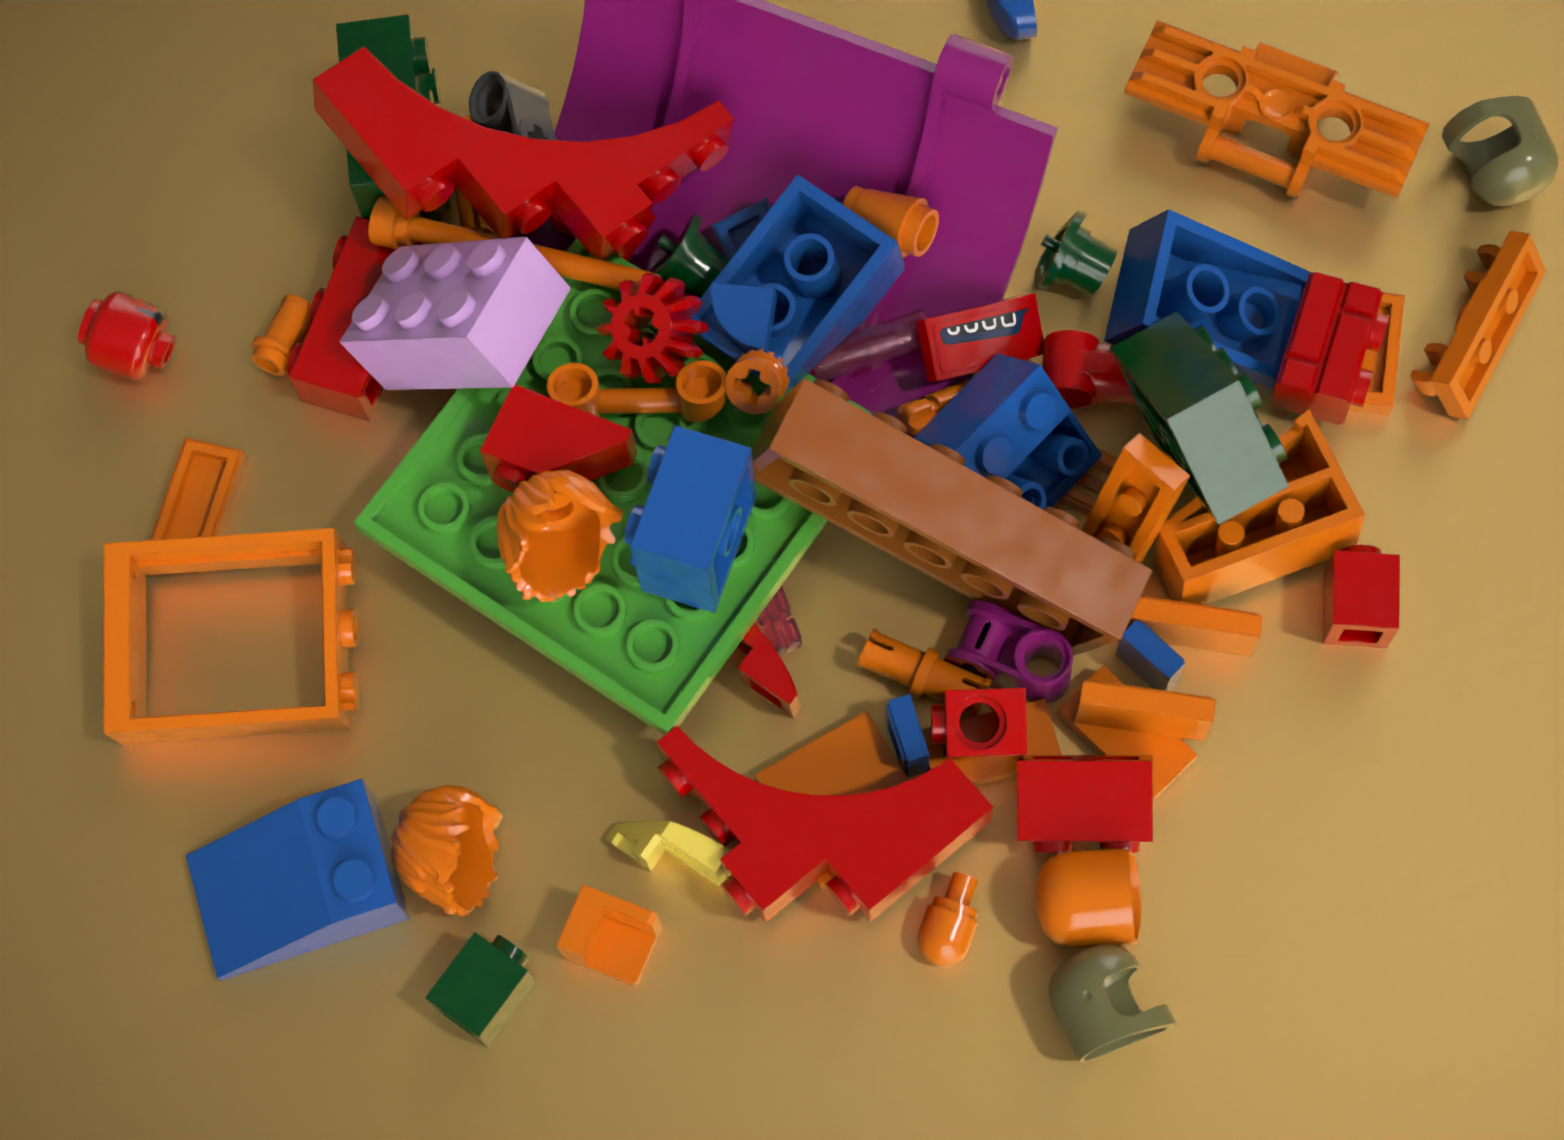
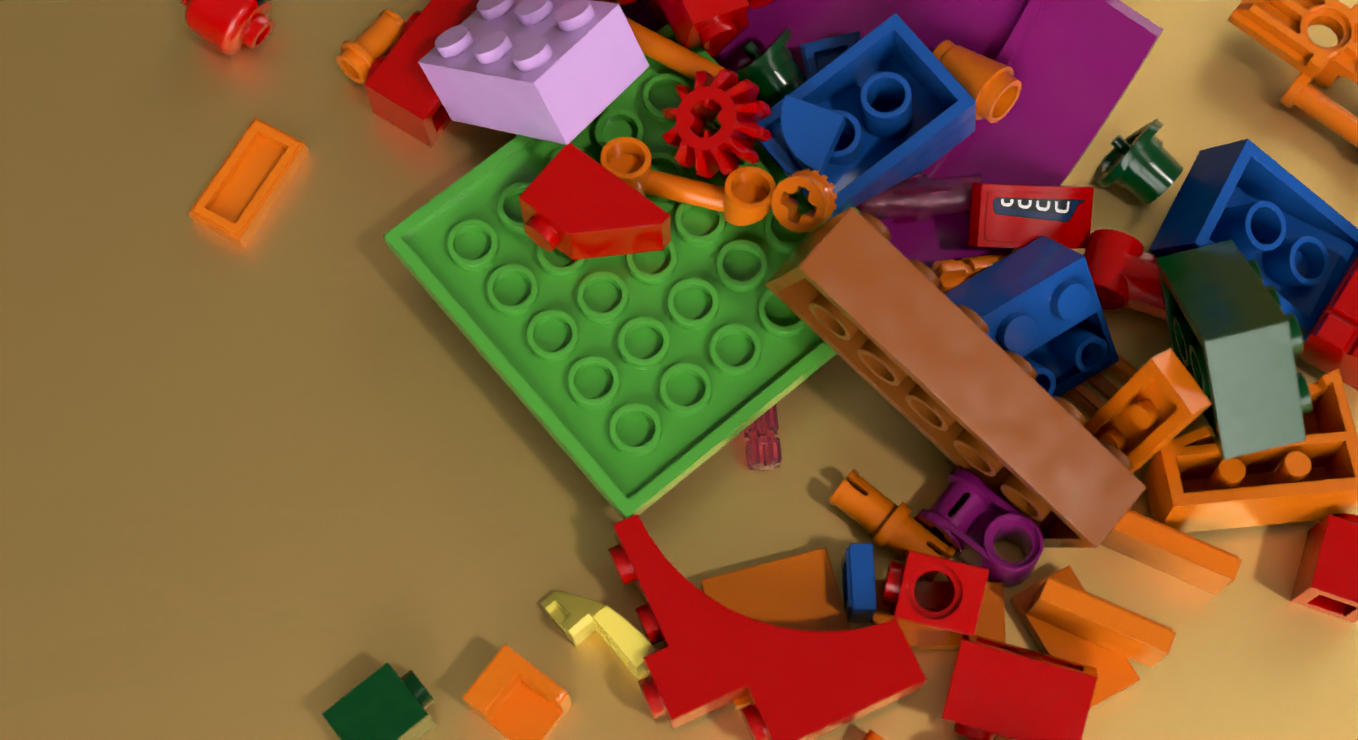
camera: 10 degrees right, 0 degrees up
(126, 639) = (145, 285): orange window -> none
(297, 880) = (238, 563): blue slope -> none
(447, 847) = (386, 572): orange hair -> none
(554, 534) = (568, 296): orange hair -> none
(692, 517) = (705, 315): blue brick -> none
(767, 673) = (739, 484): red slope -> none
(1150, 657) = (1118, 570): blue tile -> none

